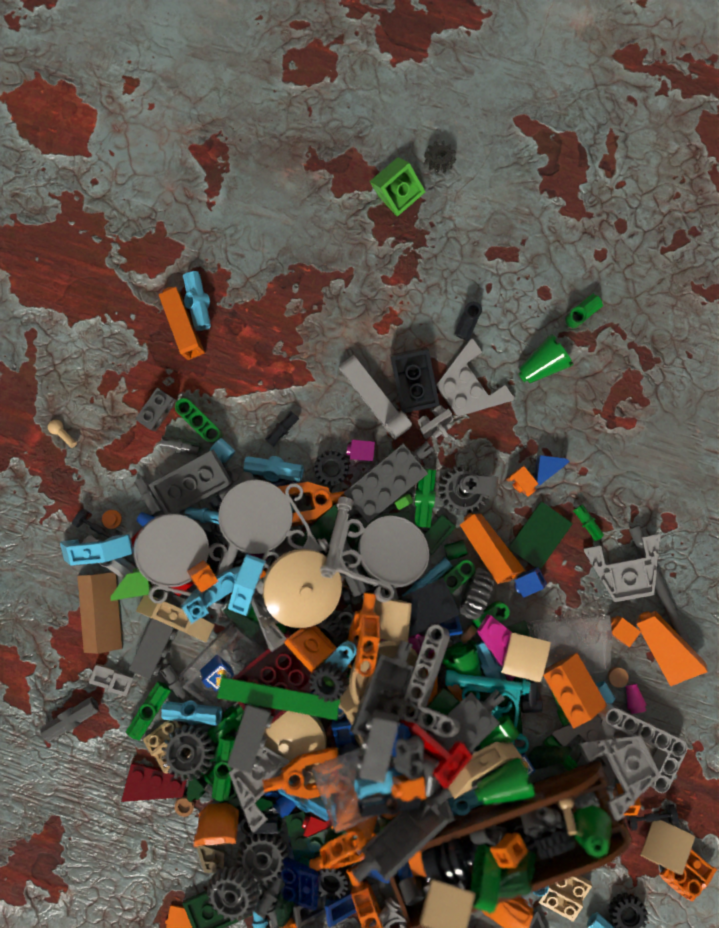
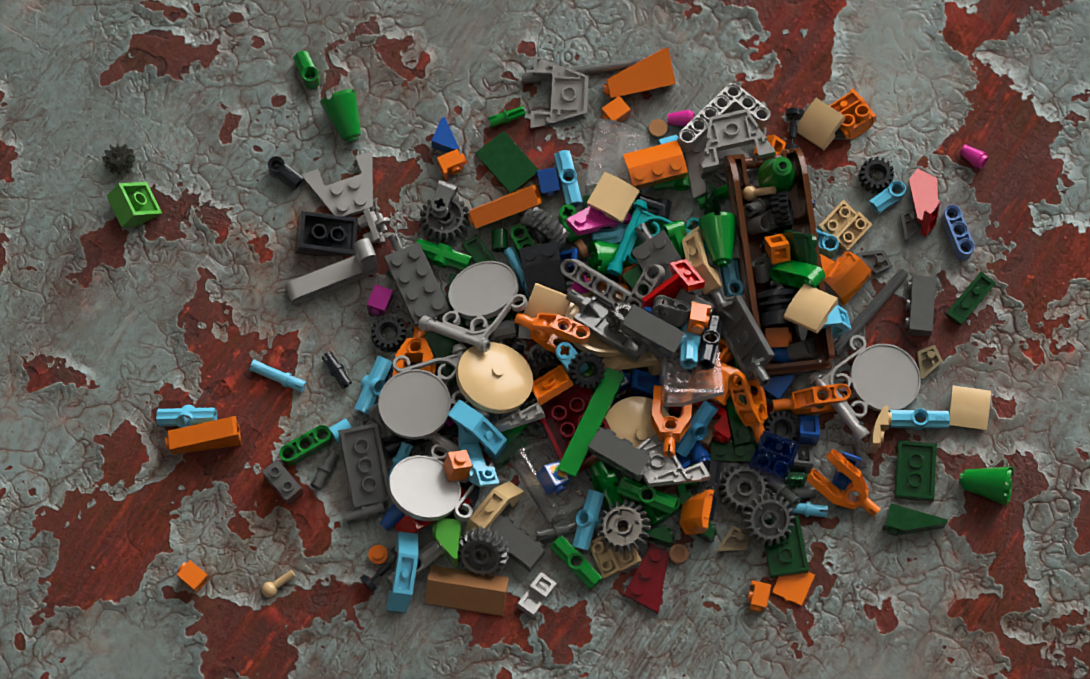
camera: 80 degrees left, 15 degrees down
(46, 352) = (192, 576): none -> orange brick
(69, 719) = (564, 642): dark grey piece -> none
(131, 621) = (475, 541): none -> dark grey gear
(159, 897) = (758, 596): none -> orange brick
(261, 375) = (285, 379): none -> medium azure pin
(403, 501) = (440, 275): bright green tile -> none
(549, 596) = (566, 169): none -> medium azure piece

